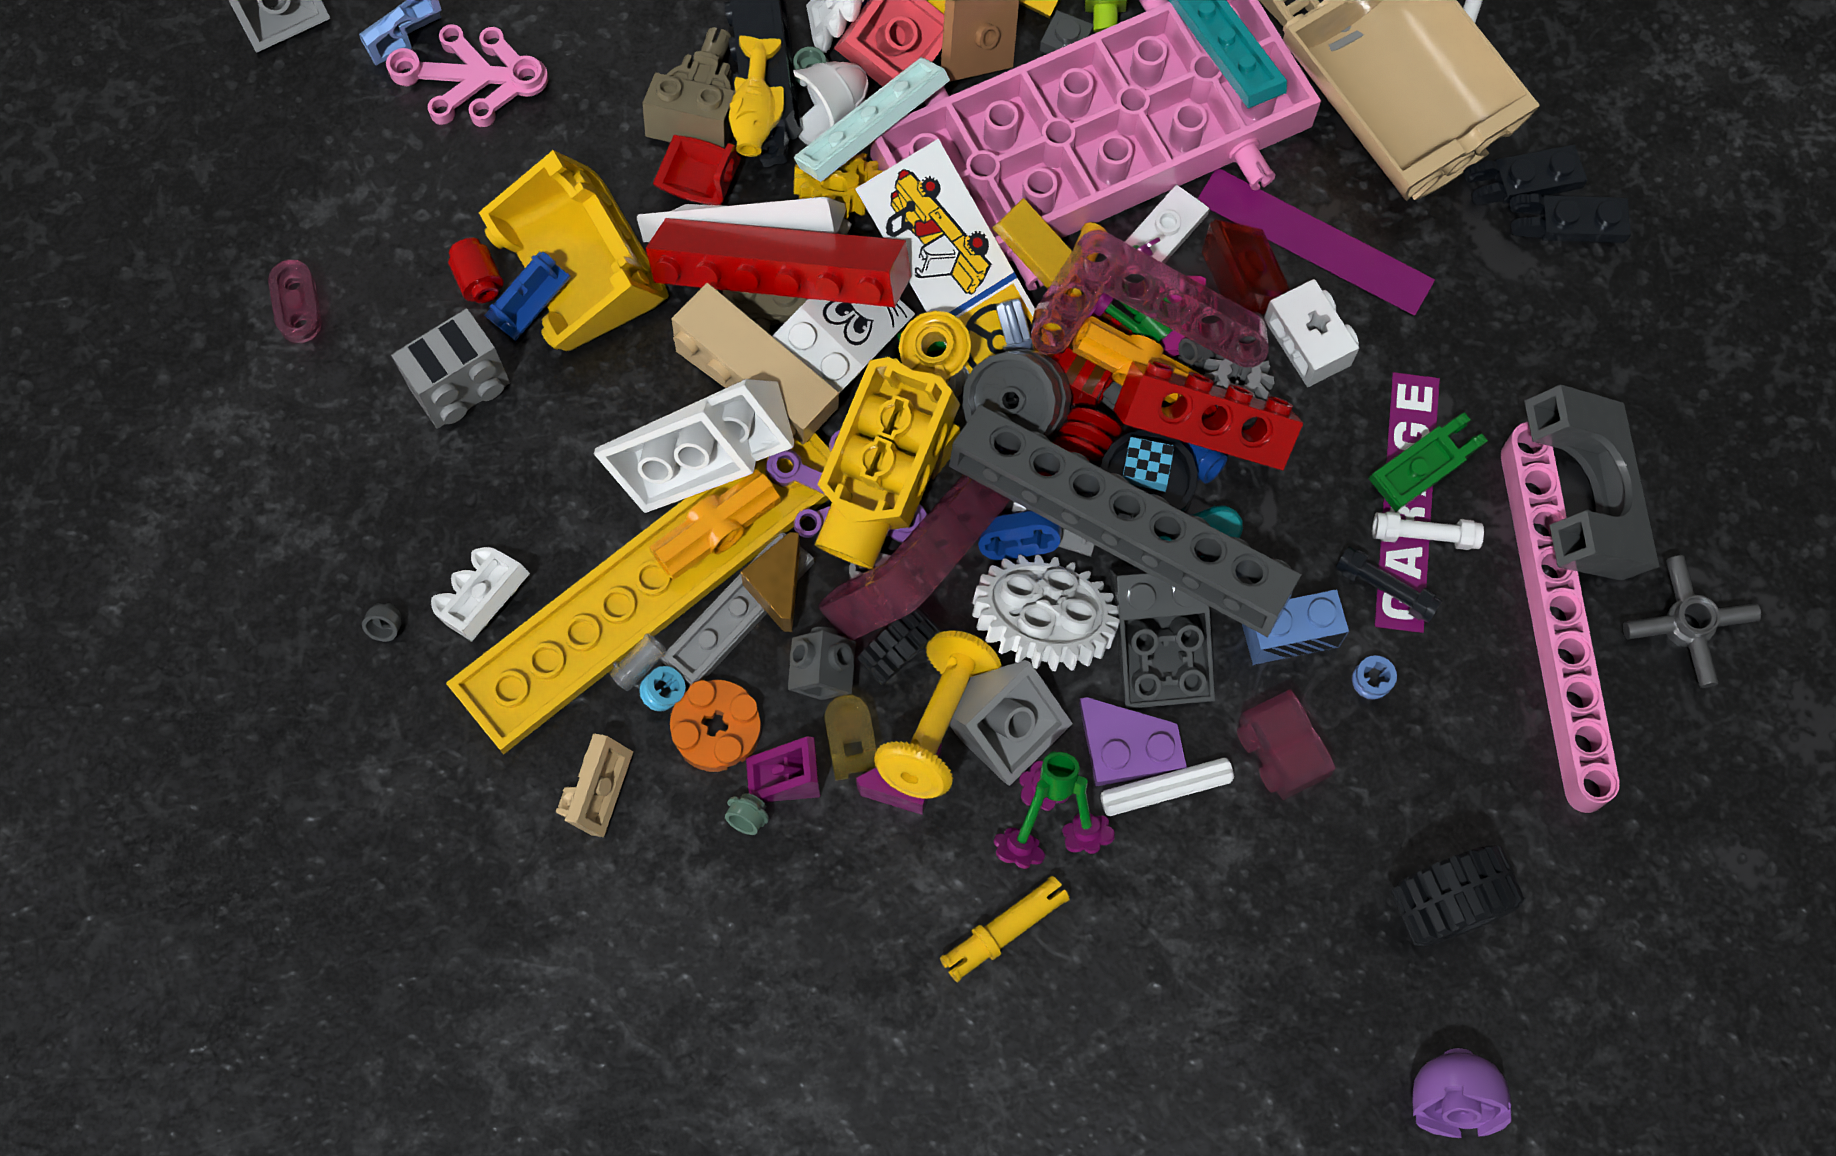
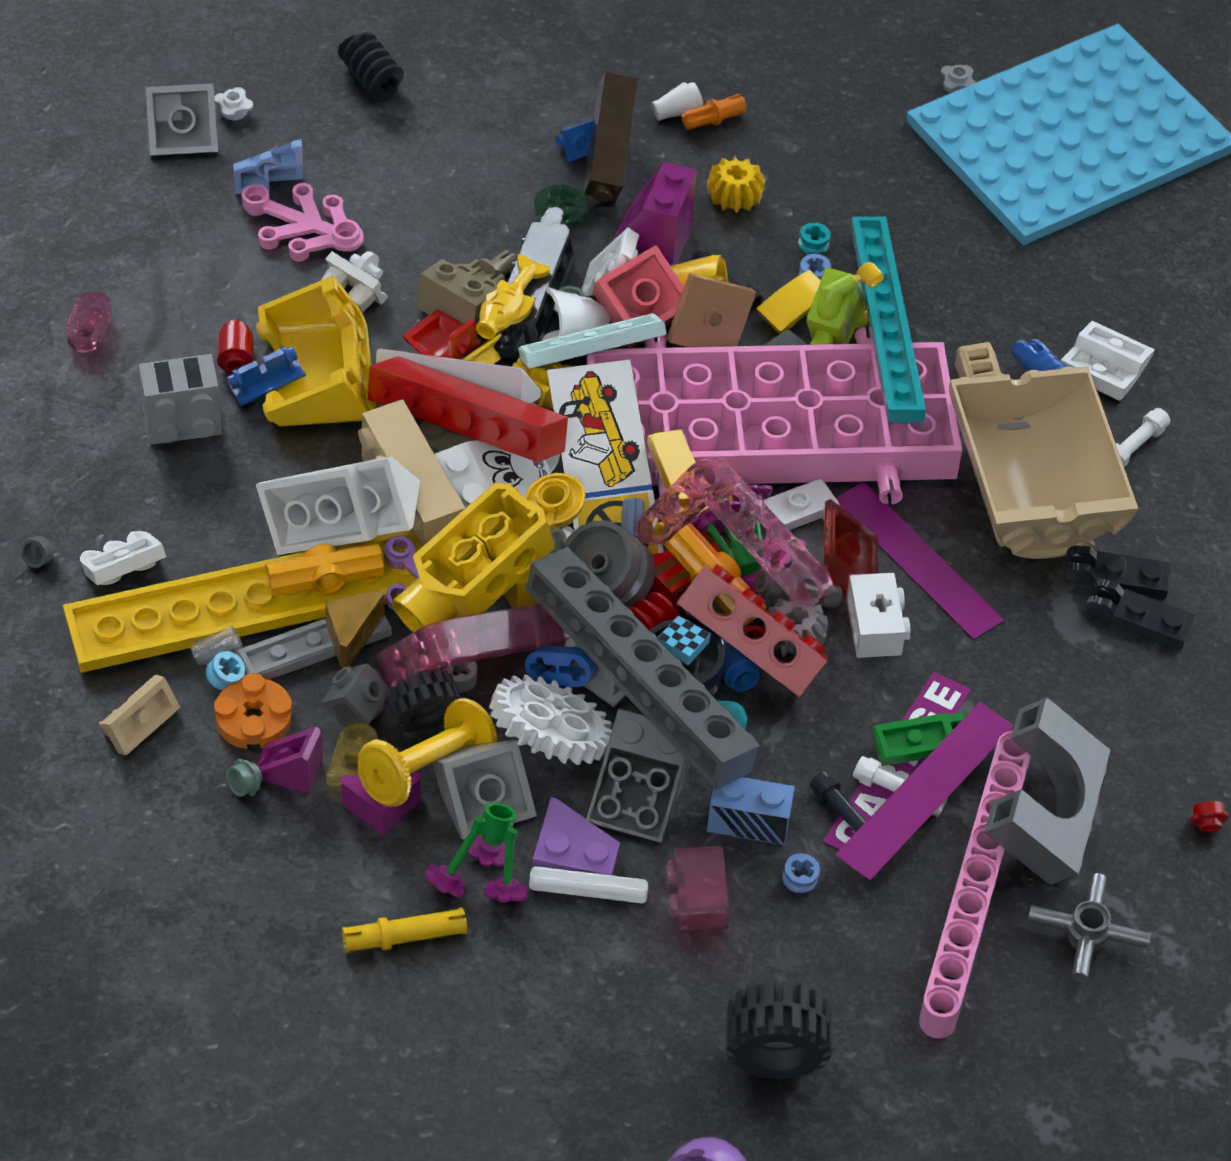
camera: 20 degrees right, 20 degrees down
(582, 137) = (359, 276): none -> white hips
(750, 179) = (485, 353): none -> yellow piece
(1460, 531) = (924, 791): none -> magenta sticker
(1747, 436) = (1209, 816): none -> red plate

